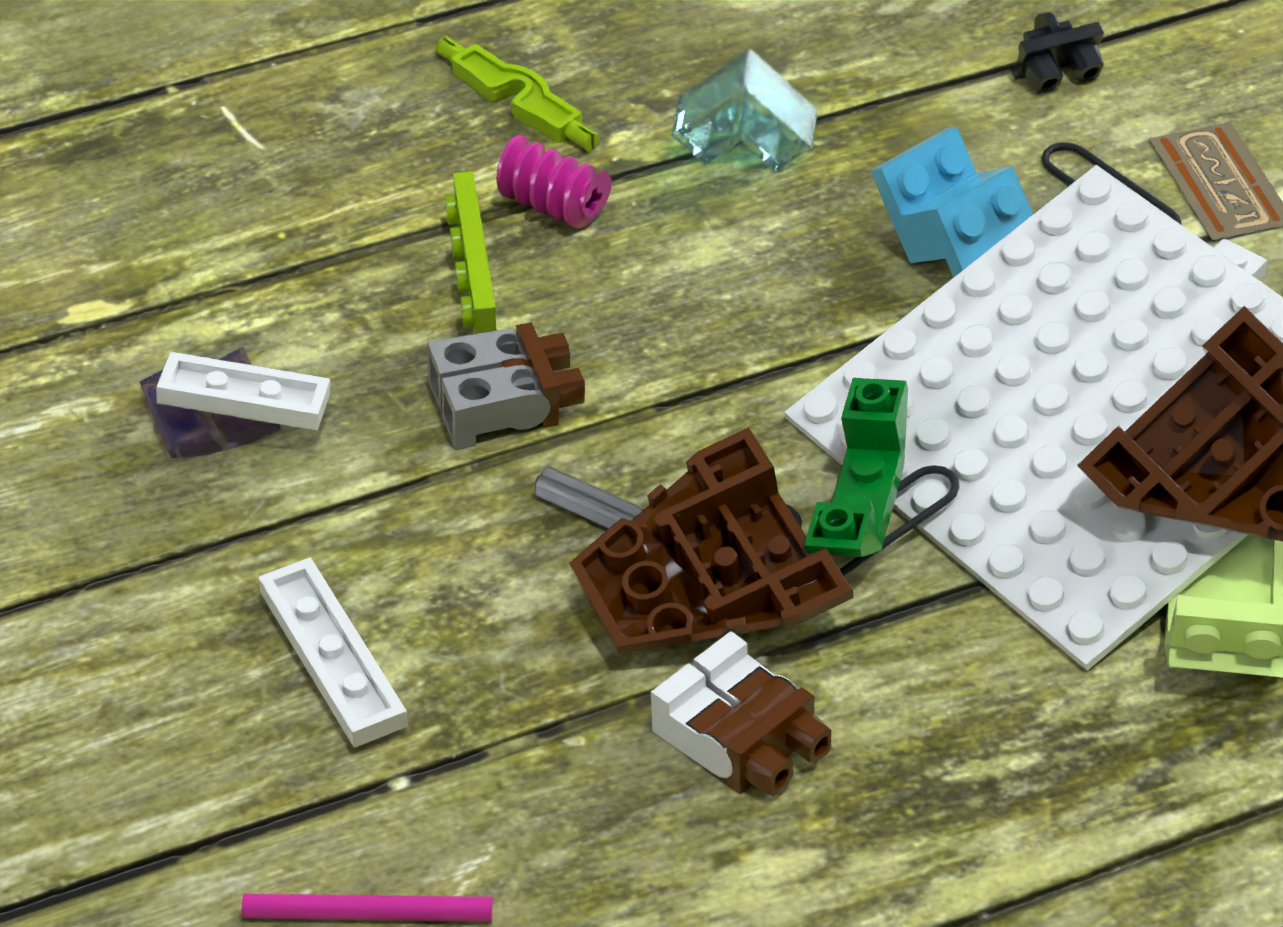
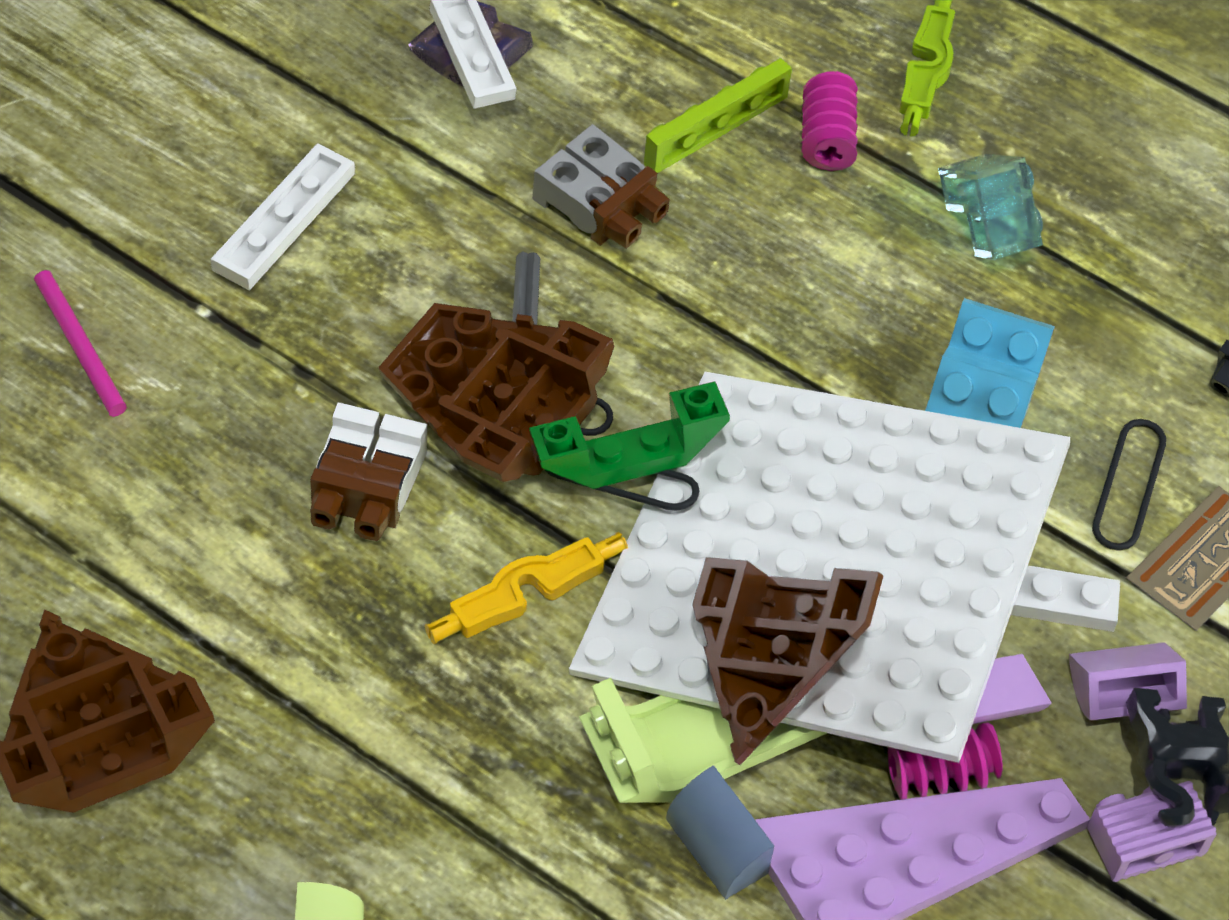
camera: 55 degrees right, 10 degrees up
(964, 679) = (503, 598): none -> yellow piece

